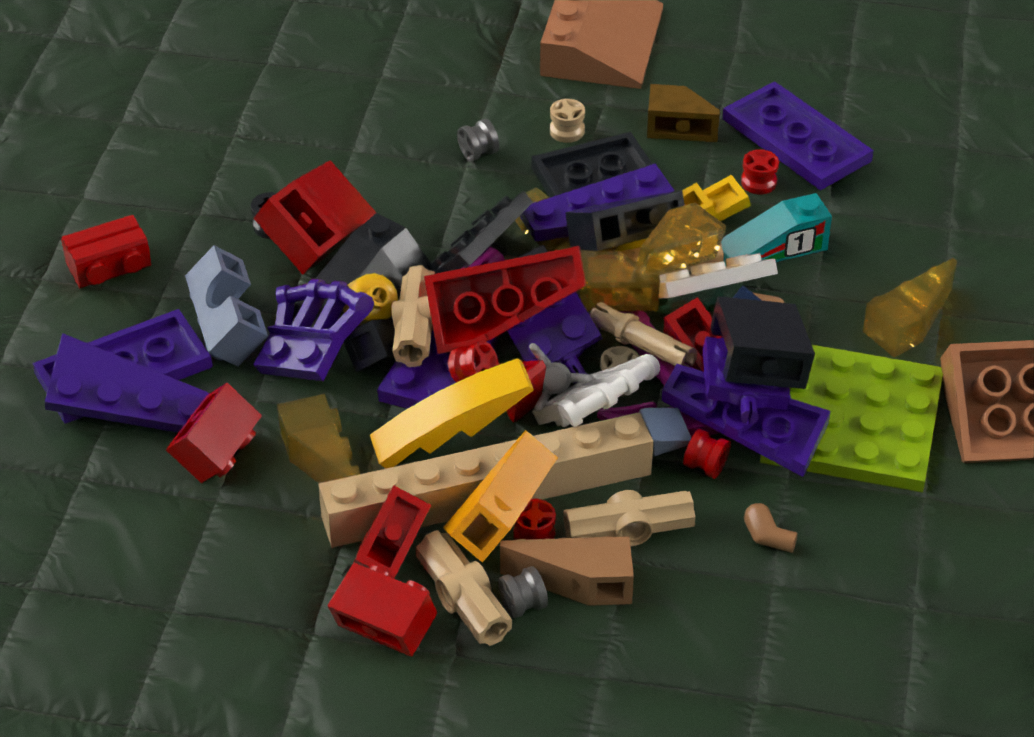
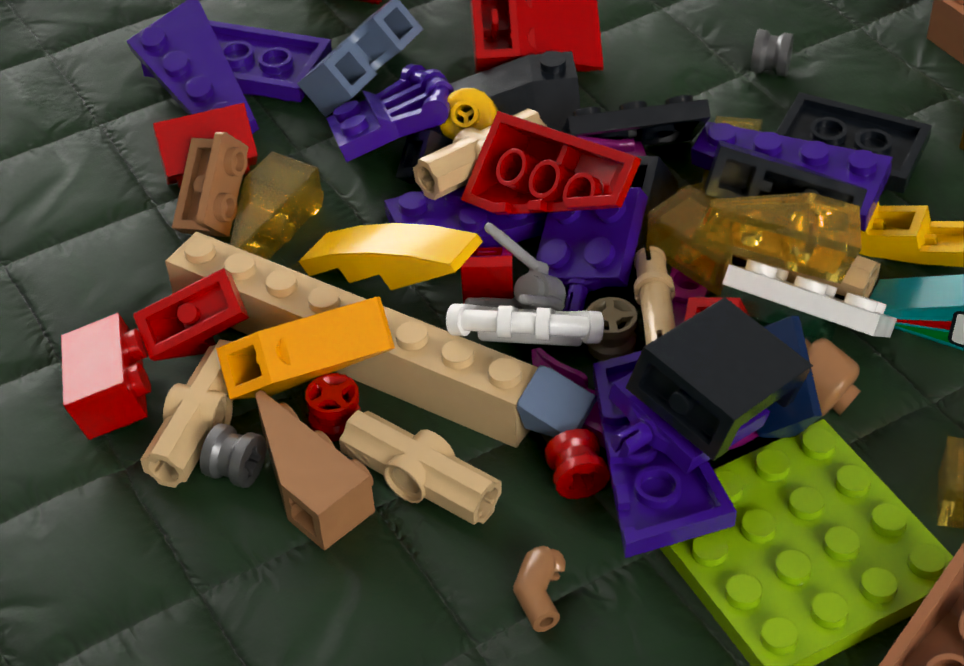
camera: 50 degrees right, 0 degrees up
(268, 454) = (211, 185): none -> medium nougat bracket
(467, 361) = (476, 217): red wheel -> none
(567, 120) = (886, 84): tan wheel -> none

